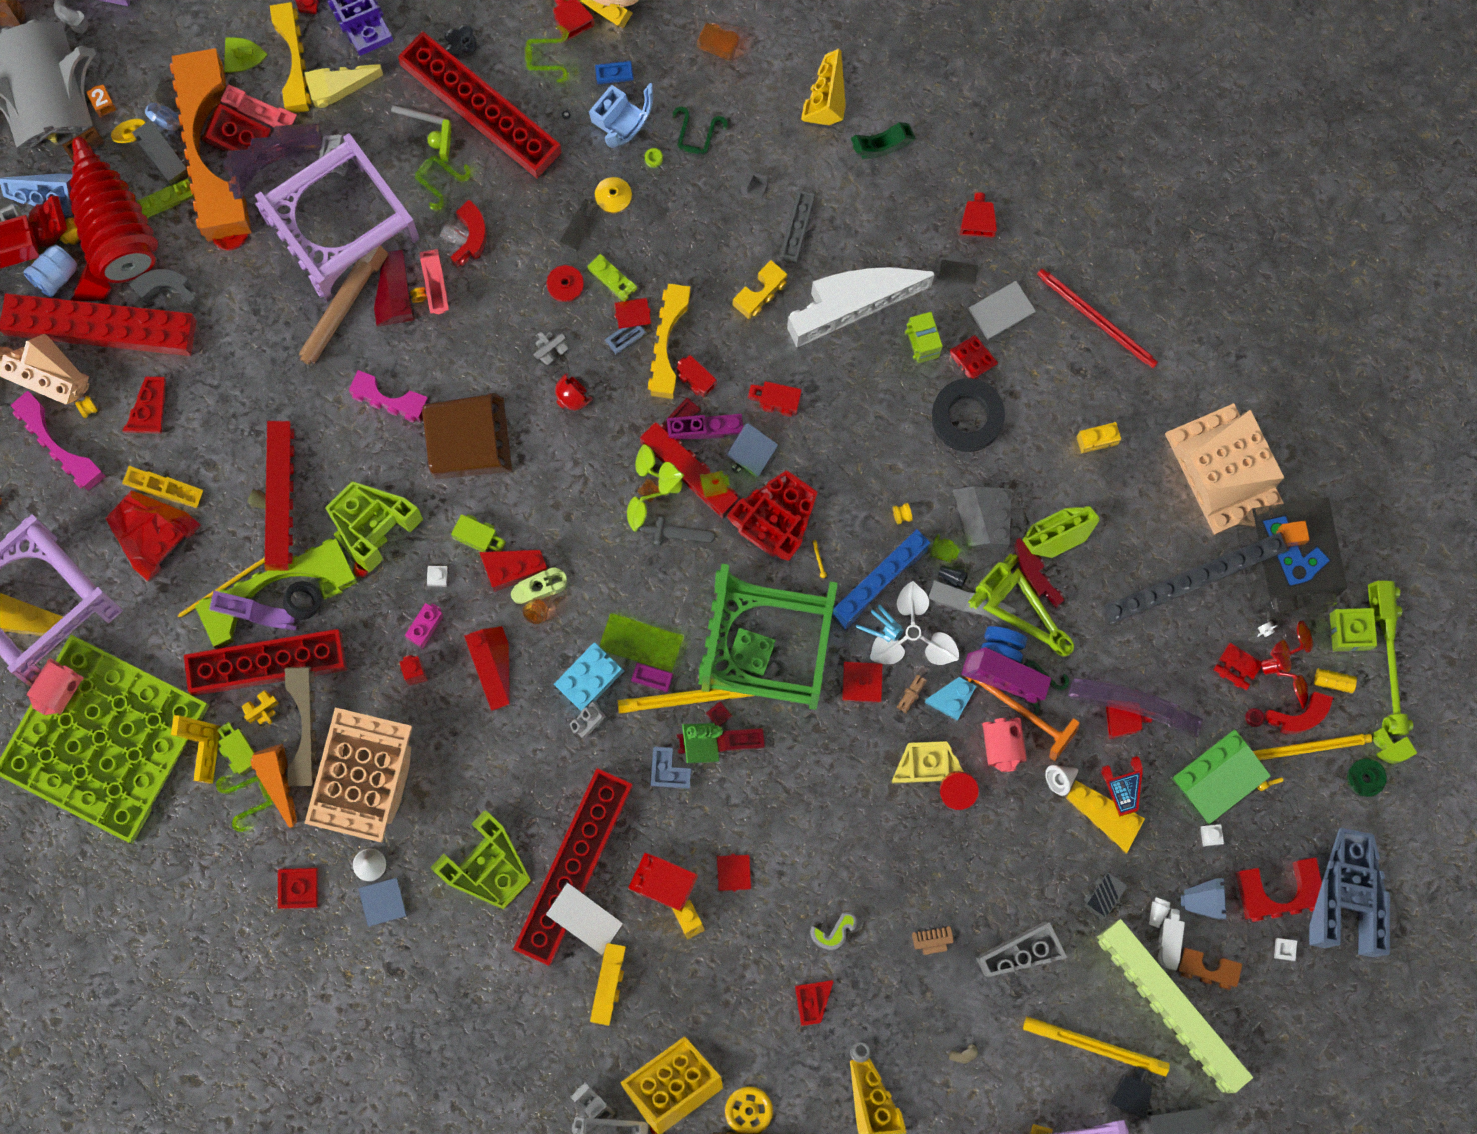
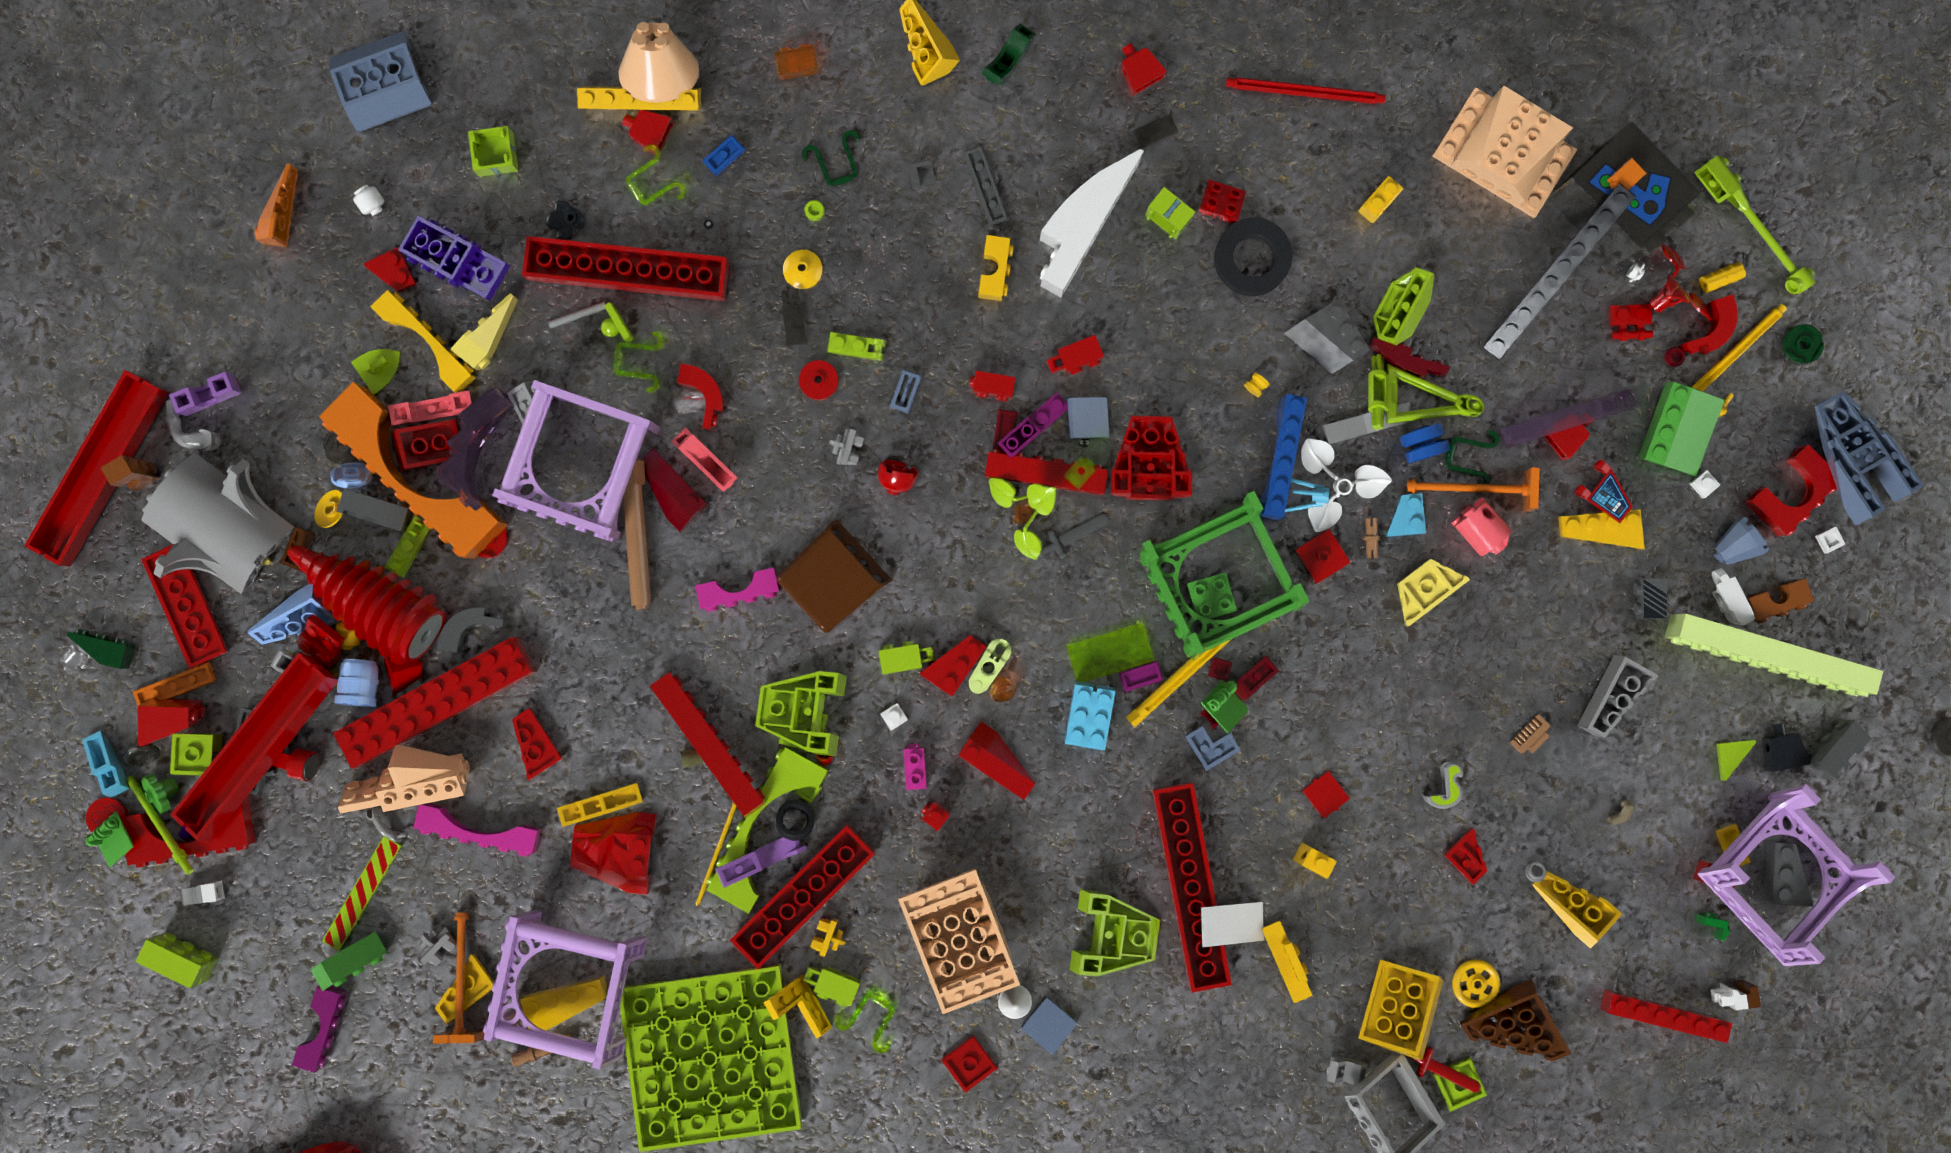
camera: 30 degrees left, 10 degrees up
(53, 688) = (640, 1048): coral cylinder -> none
(86, 406) = (480, 781): yellow wheel -> none
(101, 100) = (283, 497): orange brick -> none
(271, 770) = (877, 986): orange wedge -> none
(299, 684) = (850, 899): dark tan arch -> none
(418, 295) = (697, 480): yellow bush -> none
(588, 720) = (1114, 753): light grey hips -> none
(619, 116) = (759, 193): light blue piece -> none
(632, 313) = (897, 366): red piece -> none
(663, 882) = (1278, 847): red slope -> none
(676, 304) = (966, 406): yellow arch -> none
(823, 574) = (1224, 485): yellow hinge -> none
(944, 549) = (1314, 391): clear neon green brick -> none
(953, 575) = (1339, 408): black cone -> none
(959, 790) = (1469, 594): red tile -> none
(1001, 310) = (1217, 140): light grey tile -> none
(1006, 674) = (1445, 468): magenta wedge -> none
(1056, 1033) = (1727, 730): yellow piece -> none
(1060, 778) = (1548, 524): white hat -> none
(1086, 1069) = (1731, 754): none -> lime tile
(1158, 912) = (1704, 580): white cone -> none
(1353, 629) = (1712, 222): lime container -> none
(1392, 752) = (1813, 304): lime brick -> none

